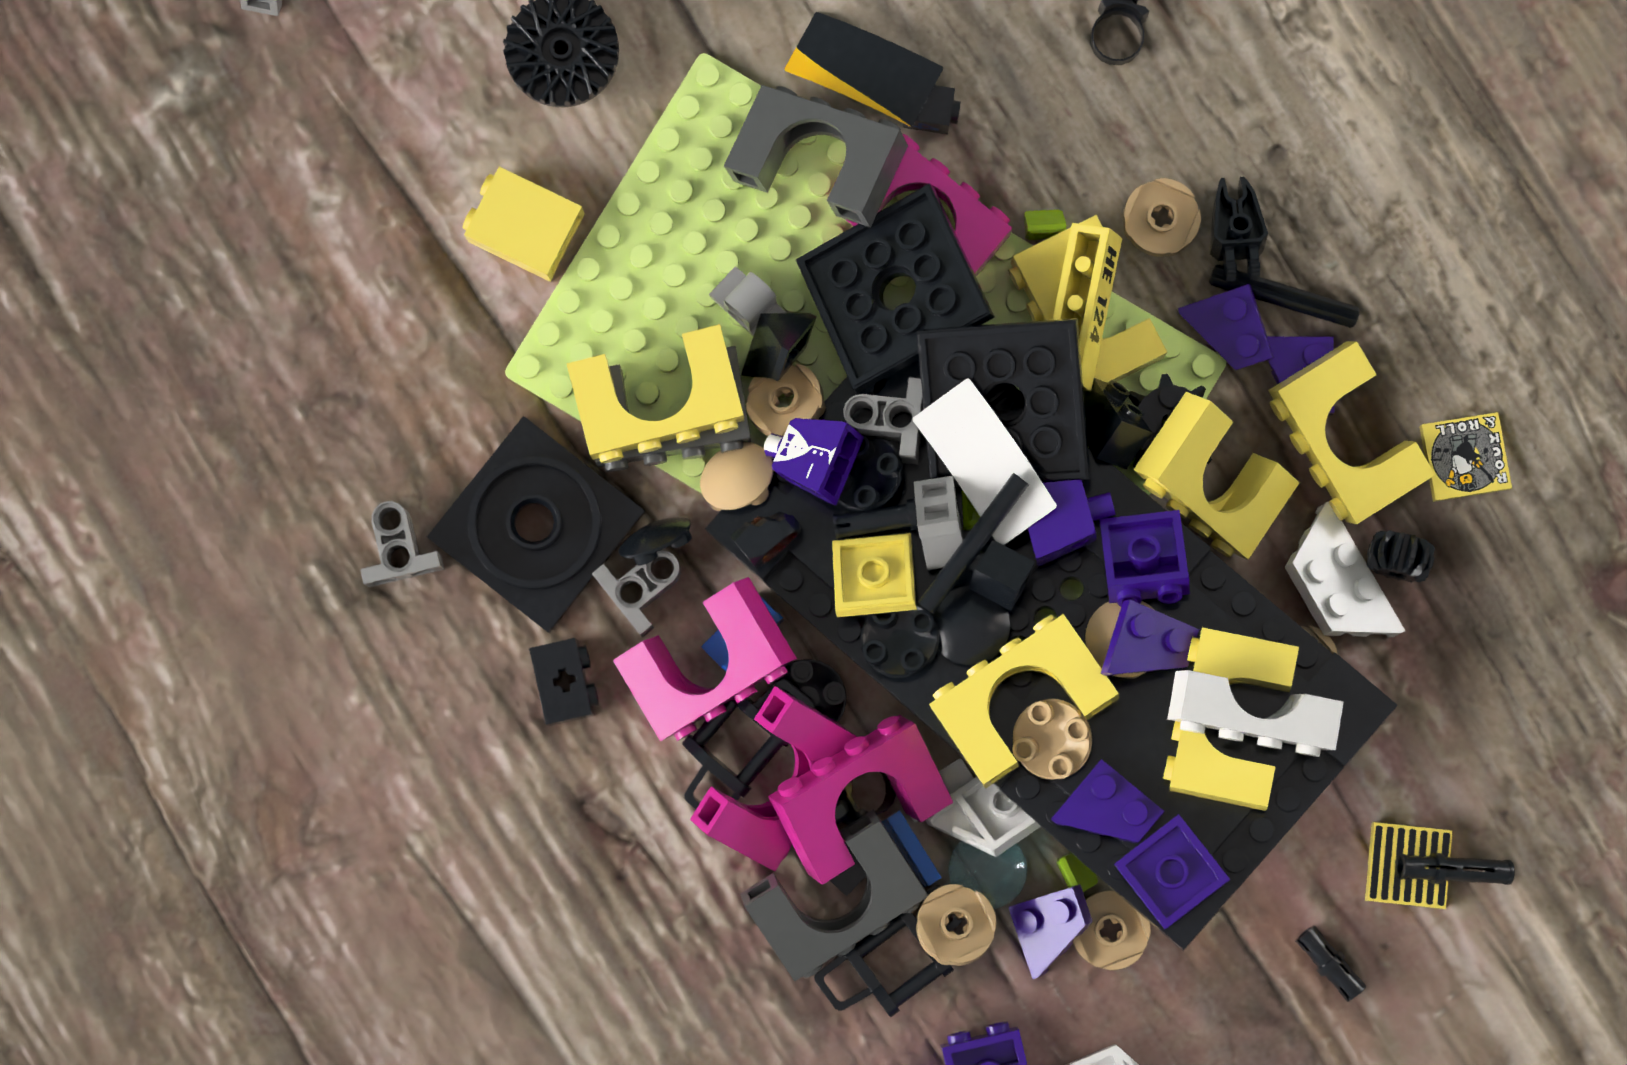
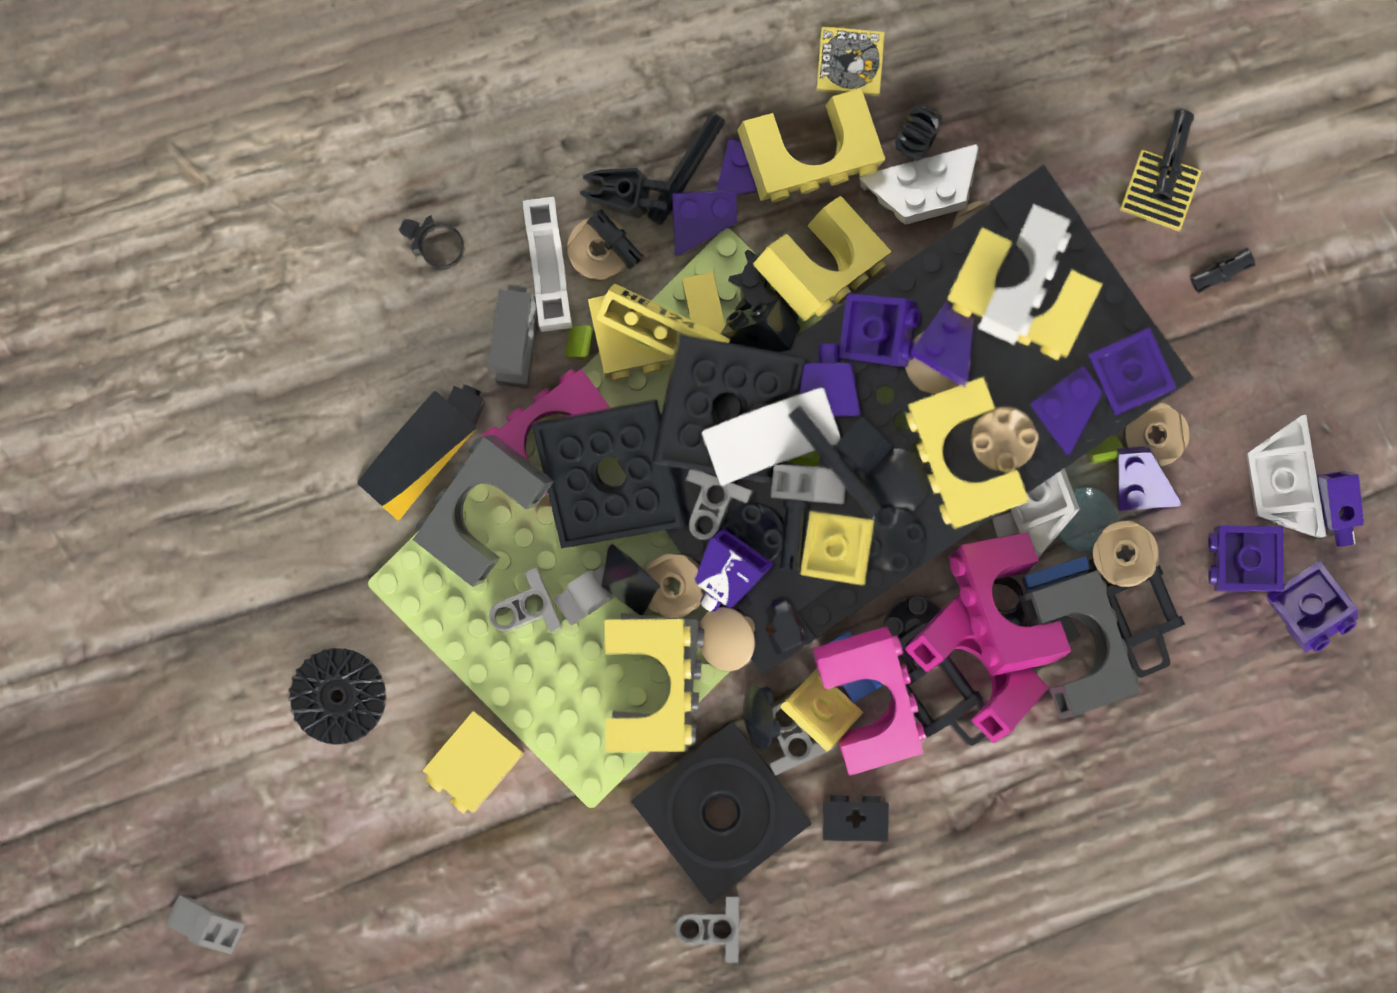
camera: 75 degrees left, 0 degrees up
(677, 611) = (821, 711): none -> light yellow tile
(713, 229) = (518, 606): none -> light grey tile
(1027, 137) = (513, 337): none -> dark grey arch
(1146, 155) = (547, 264): none -> white arch
(1177, 231) = (615, 239): none -> black pin

